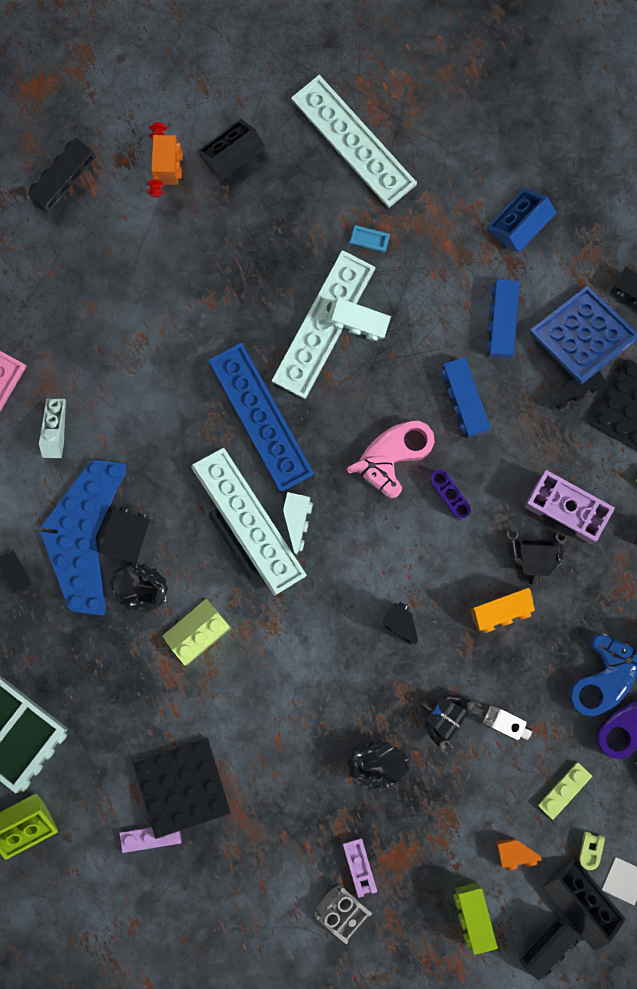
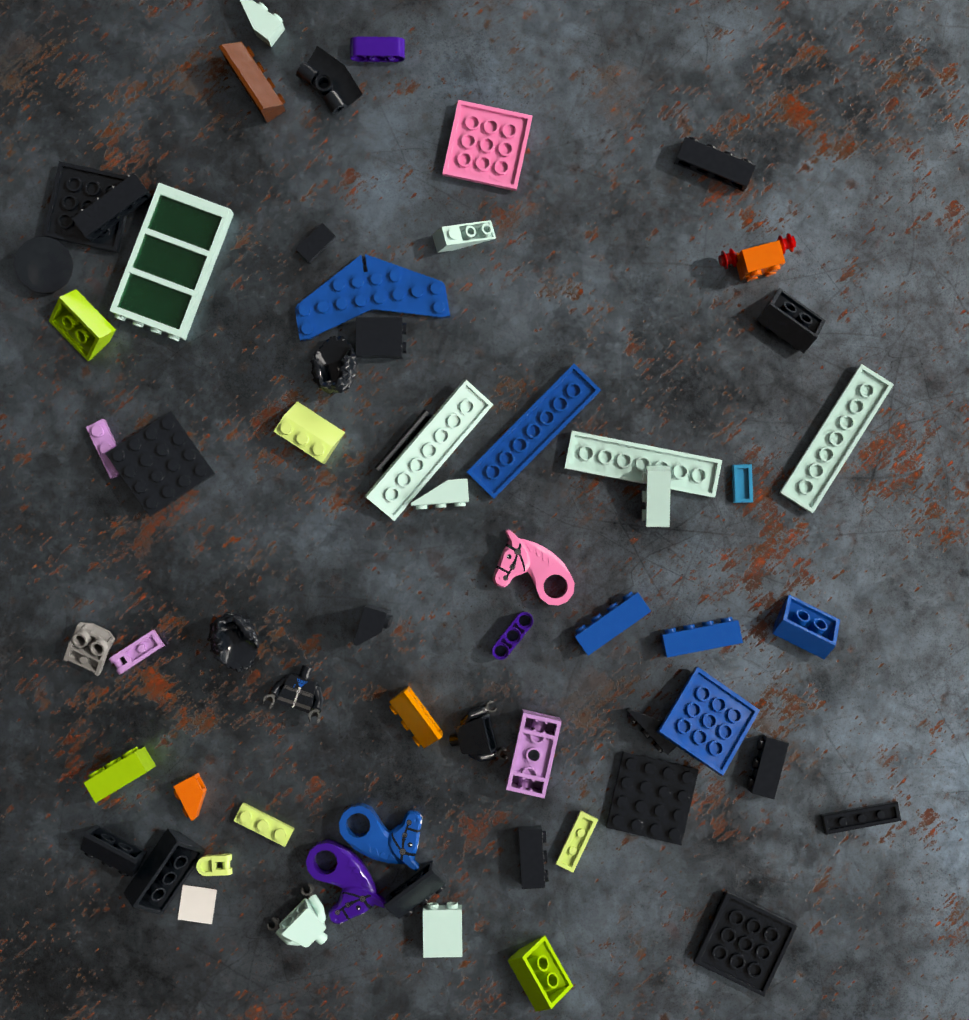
camera: 65 degrees right, 5 degrees up
(507, 723) = (309, 751): white torso -> none

